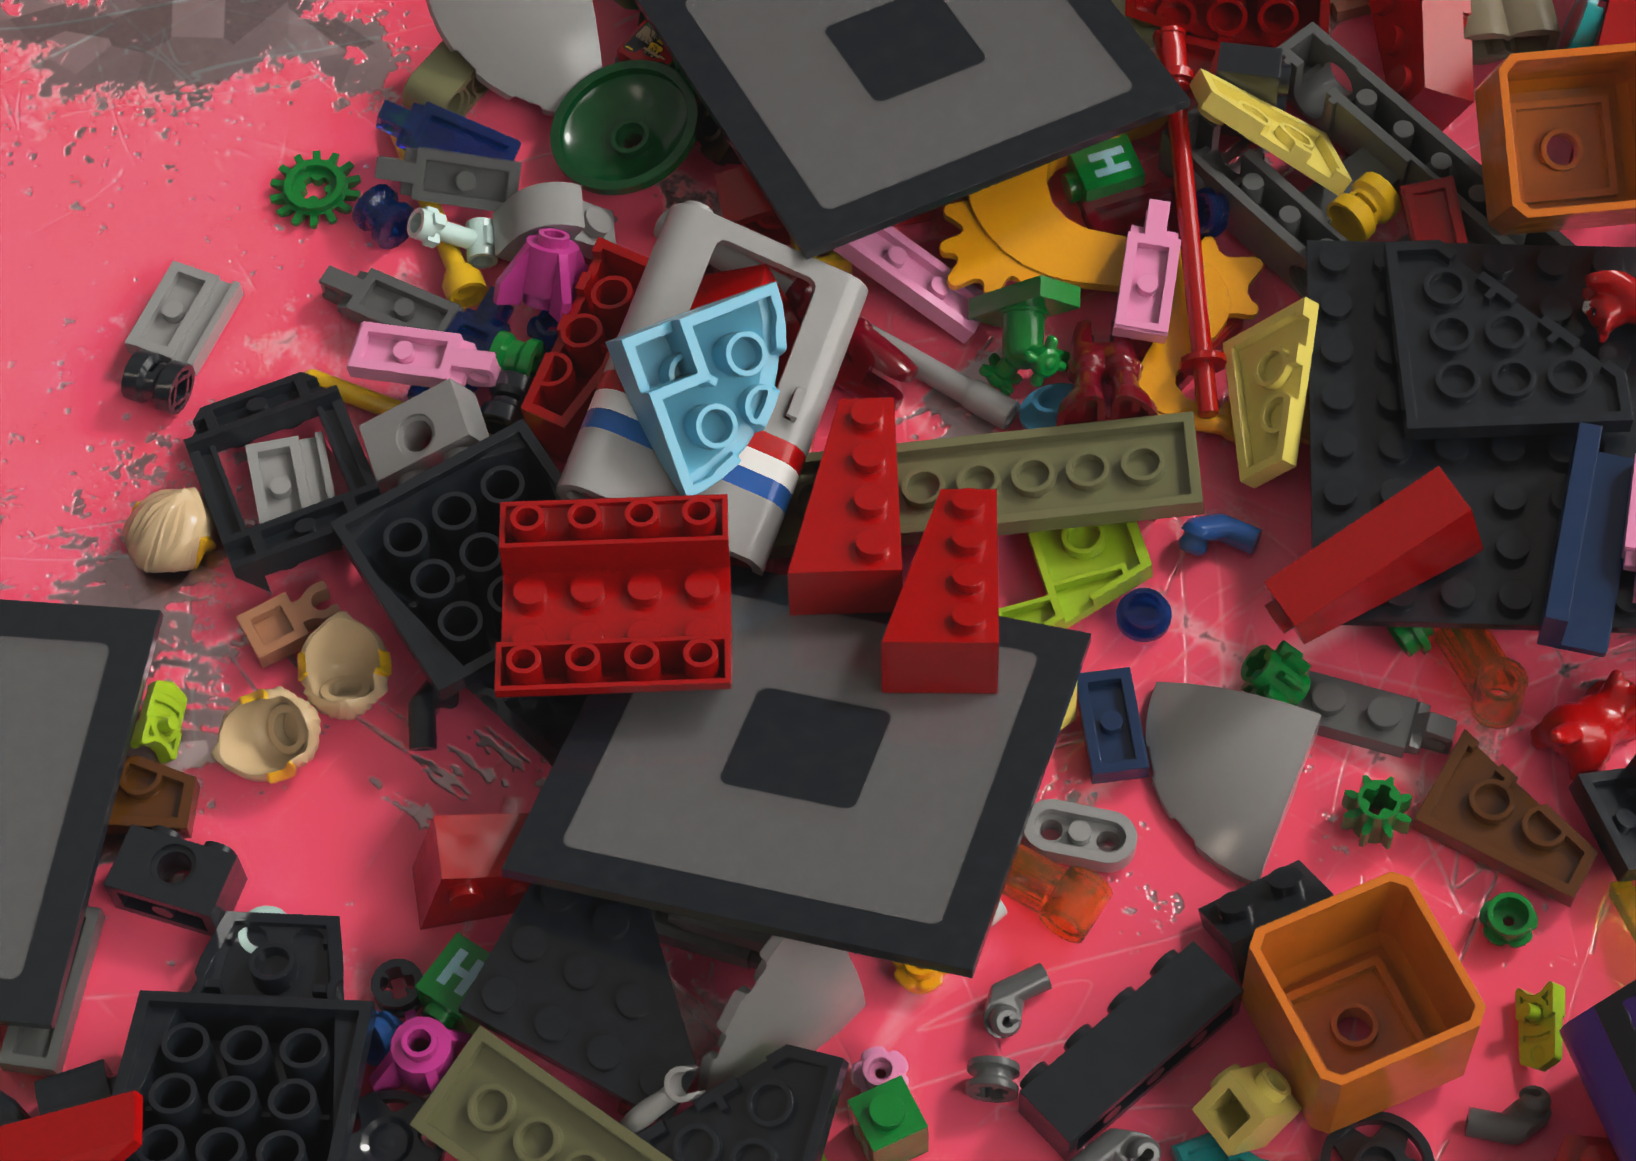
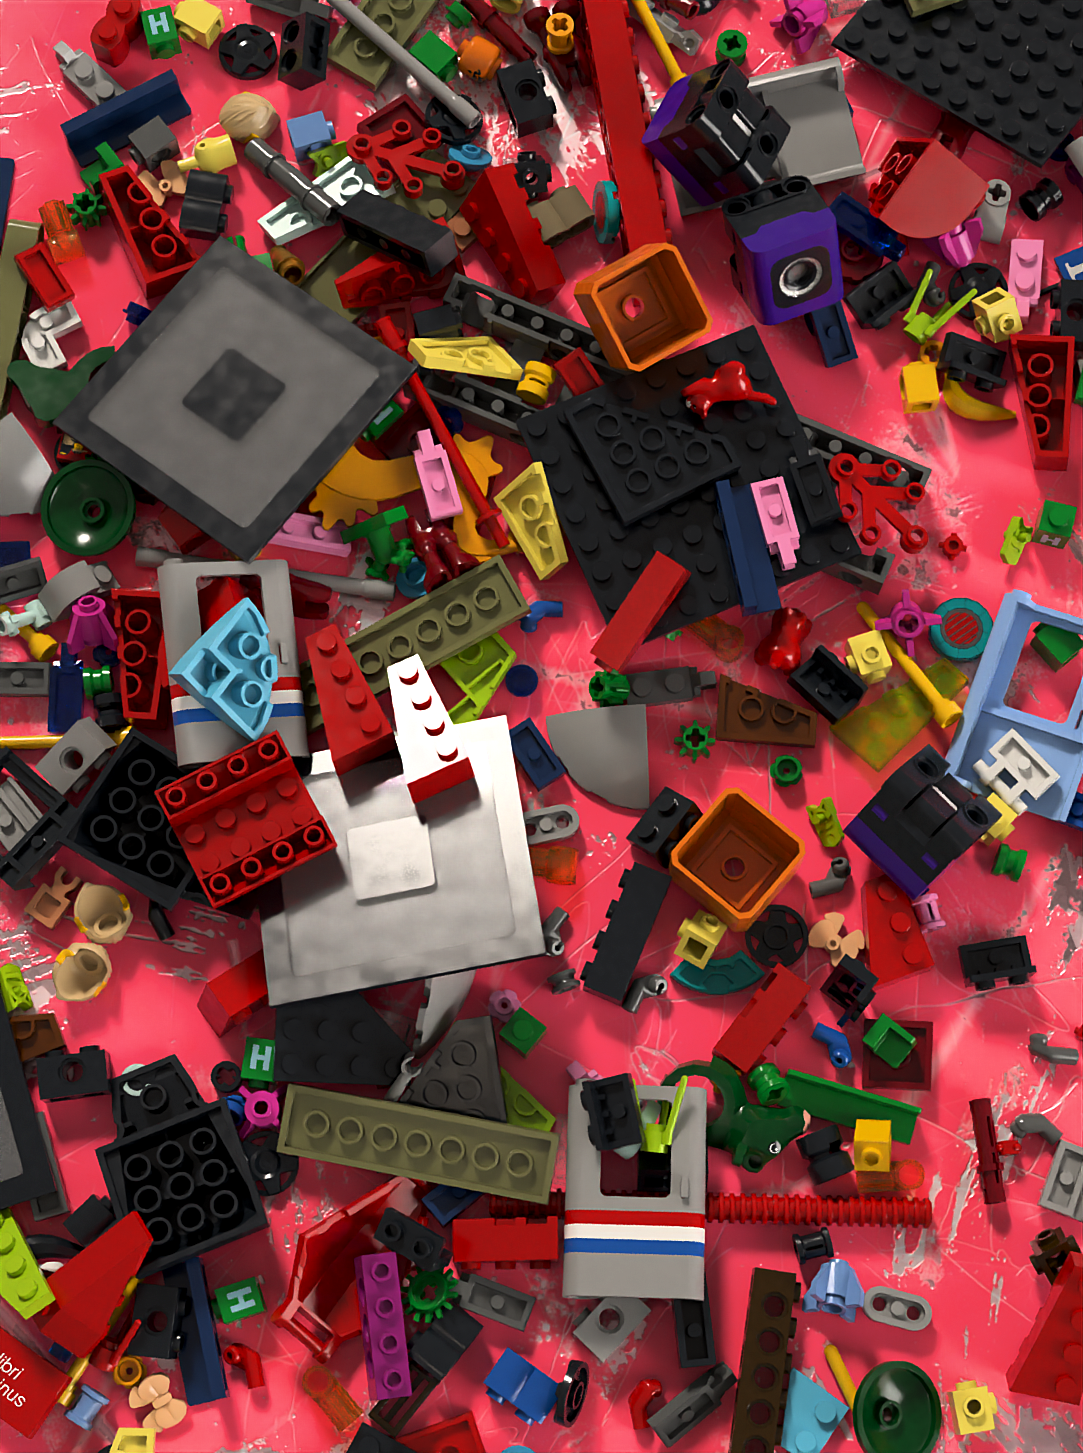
camera: 30 degrees left, 15 degrees up
(419, 357) = (46, 709): bright pink hinge -> none

